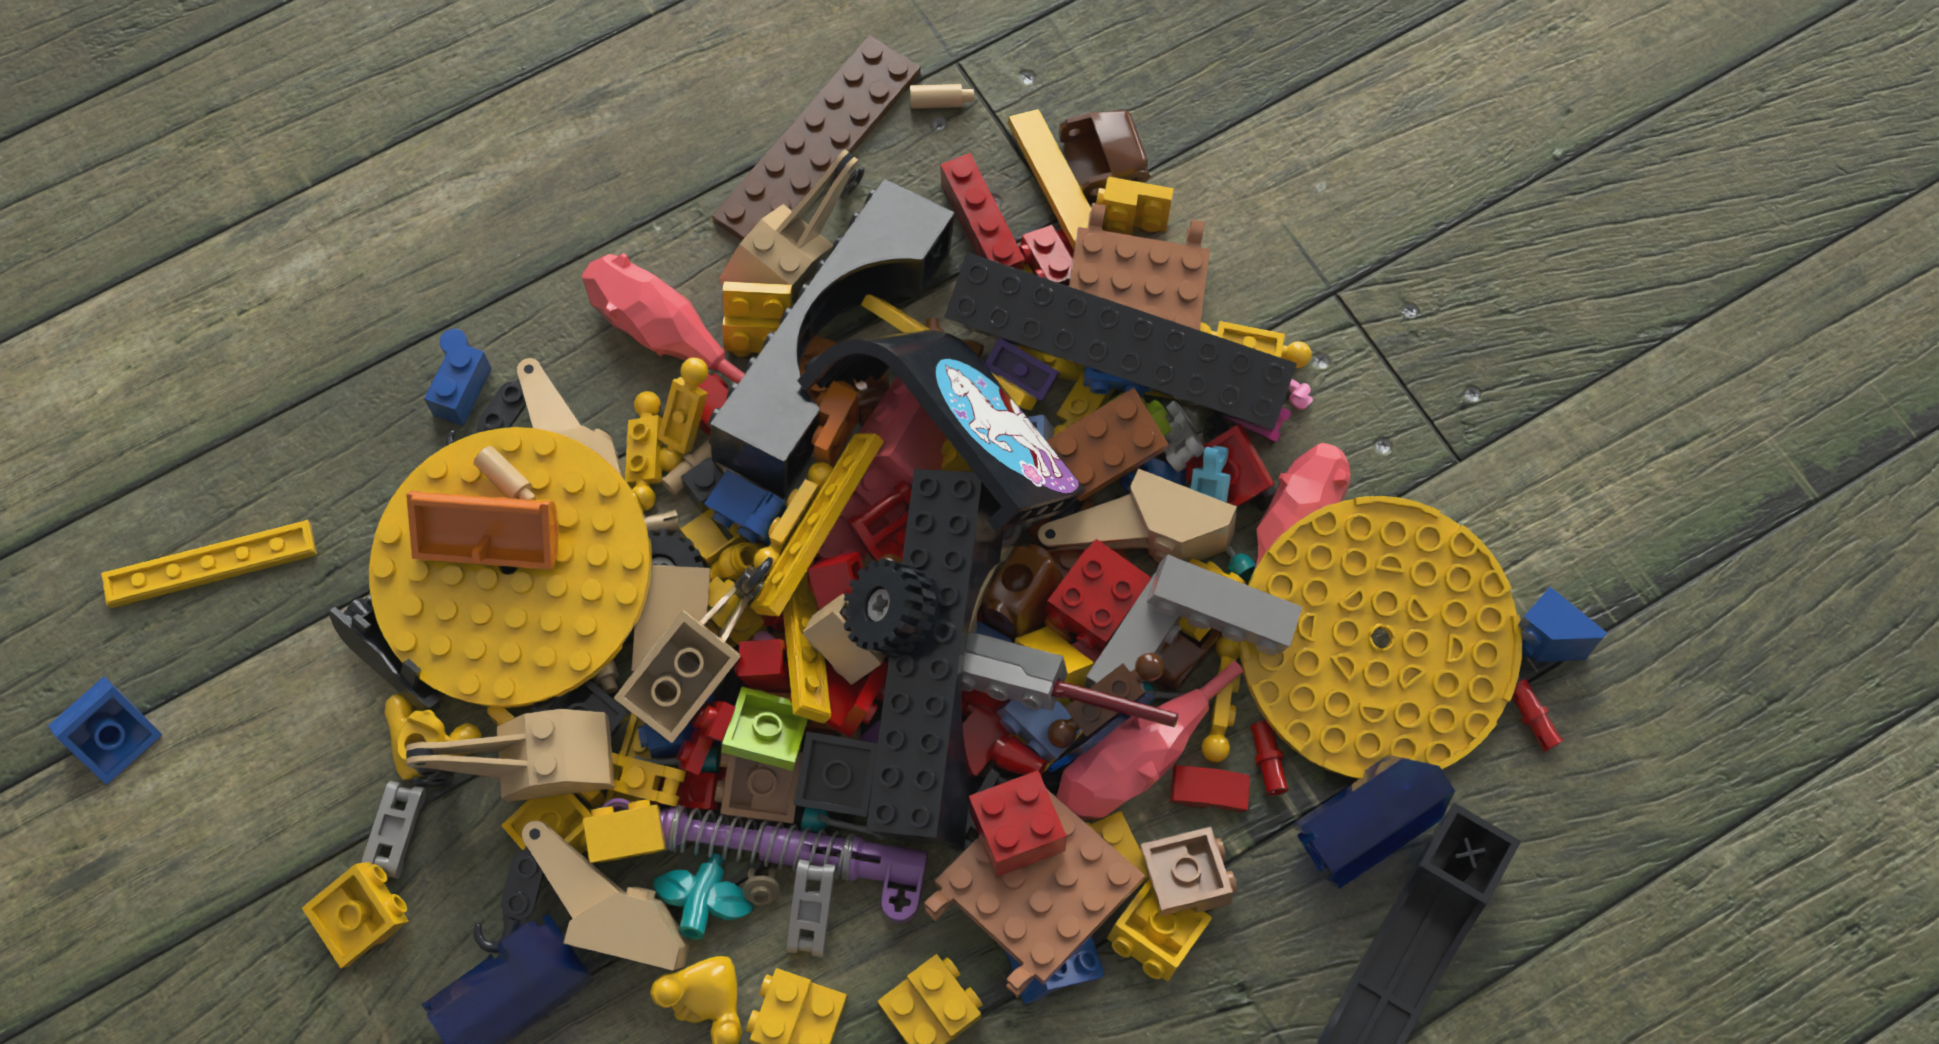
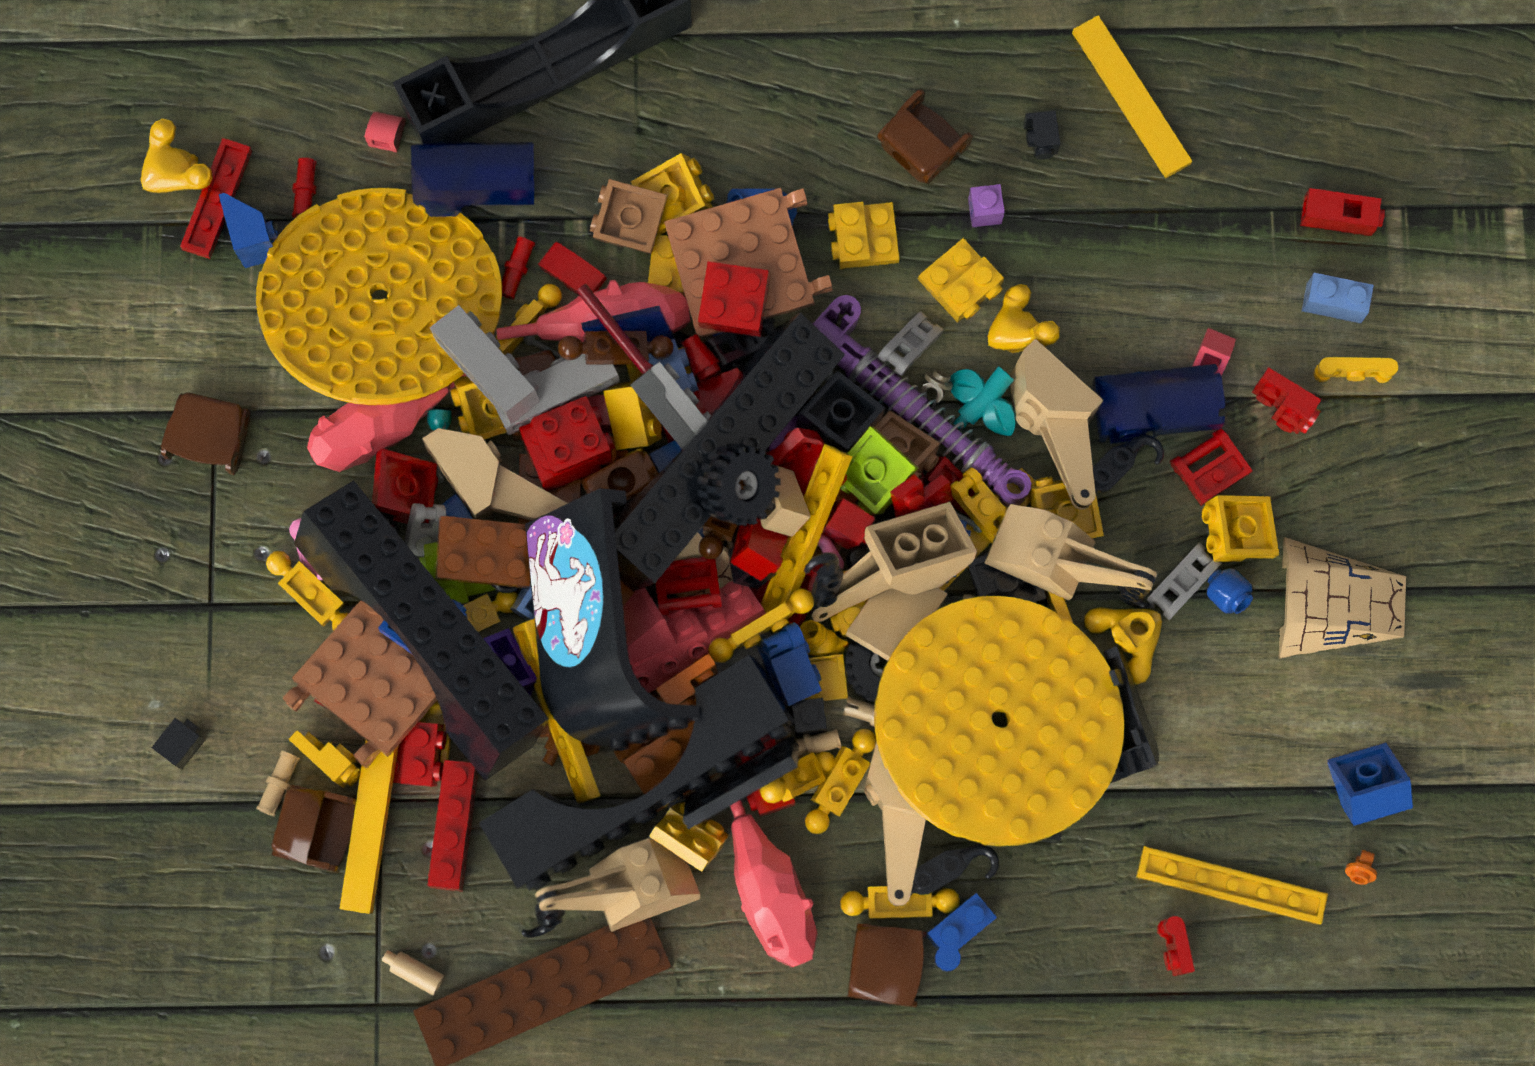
camera: 150 degrees left, 10 degrees up
(79, 644) = (1361, 870): none -> orange plate
(219, 902) = (1337, 601): none -> tan wedge
(236, 466) = (1178, 953): none -> red plate
(338, 841) = (1229, 590): none -> blue head
(410, 959) = (1216, 475): none -> red plate
(483, 530) = (1009, 742): orange container -> none
(503, 474) = (969, 779): tan cylinder -> none
(510, 314) = (886, 964): none -> reddish brown piece
(571, 353) = (879, 907): none -> yellow plate
(624, 833) = (1018, 459): yellow brick -> none
(723, 365) = (741, 782): none -> black tile
(816, 524) = (742, 605): yellow tile -> none
(1162, 173) = (278, 783): none -> tan pin
(1209, 478) = (425, 479): medium azure plate -> none
(1273, 159) = (179, 742): none -> black brick
(1448, 425) = (207, 431): none -> reddish brown piece
(1504, 815) = (384, 131): none -> coral brick
(1614, 658) = (208, 214): none -> red plate
(1679, 655) = (168, 167): none -> yellow head

